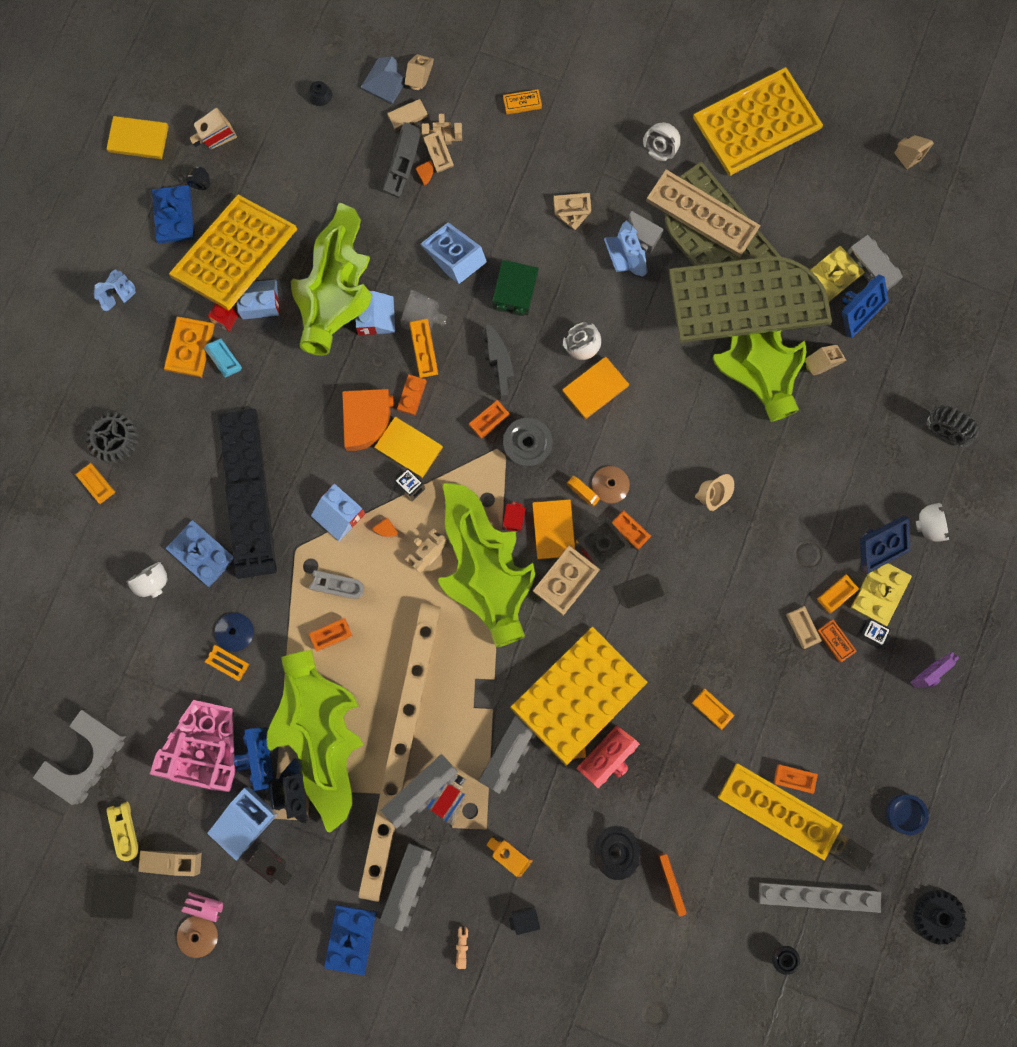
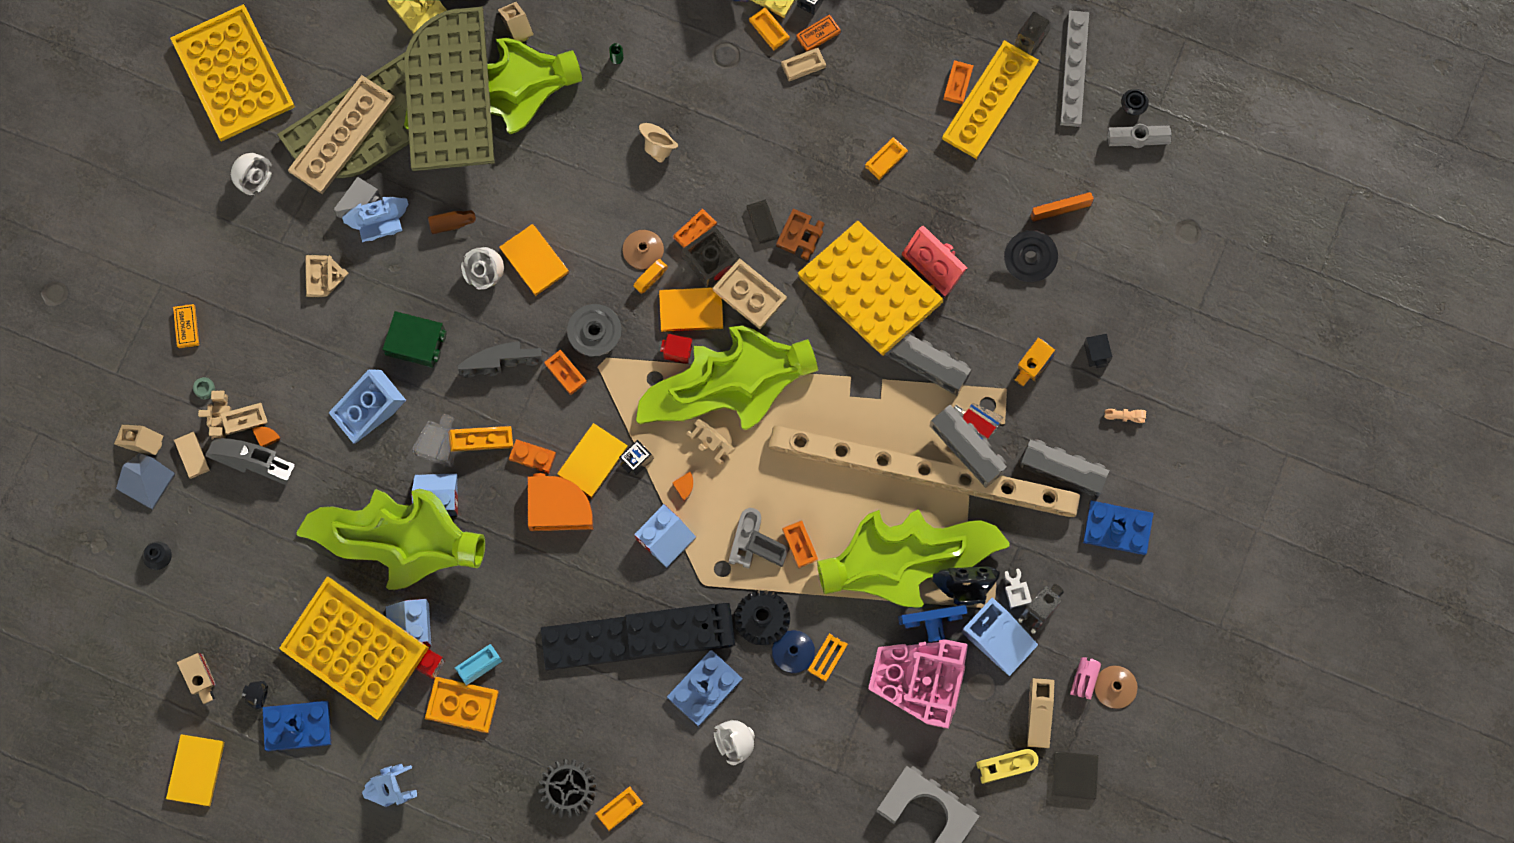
camera: 85 degrees left, 5 degrees down
(273, 612) = (765, 631): none -> black gear
(285, 840) = (1017, 592): none -> white plate
(325, 604) = (767, 548): none -> dark grey tile
(468, 120) = (203, 388): none -> sand green tile
(628, 312) = (450, 221): none -> reddish brown piece
(633, 622) = (794, 230): none -> dark orange plate
(751, 977) = (1126, 135): none -> light grey piece
(803, 447) = (616, 58): none -> dark green piece

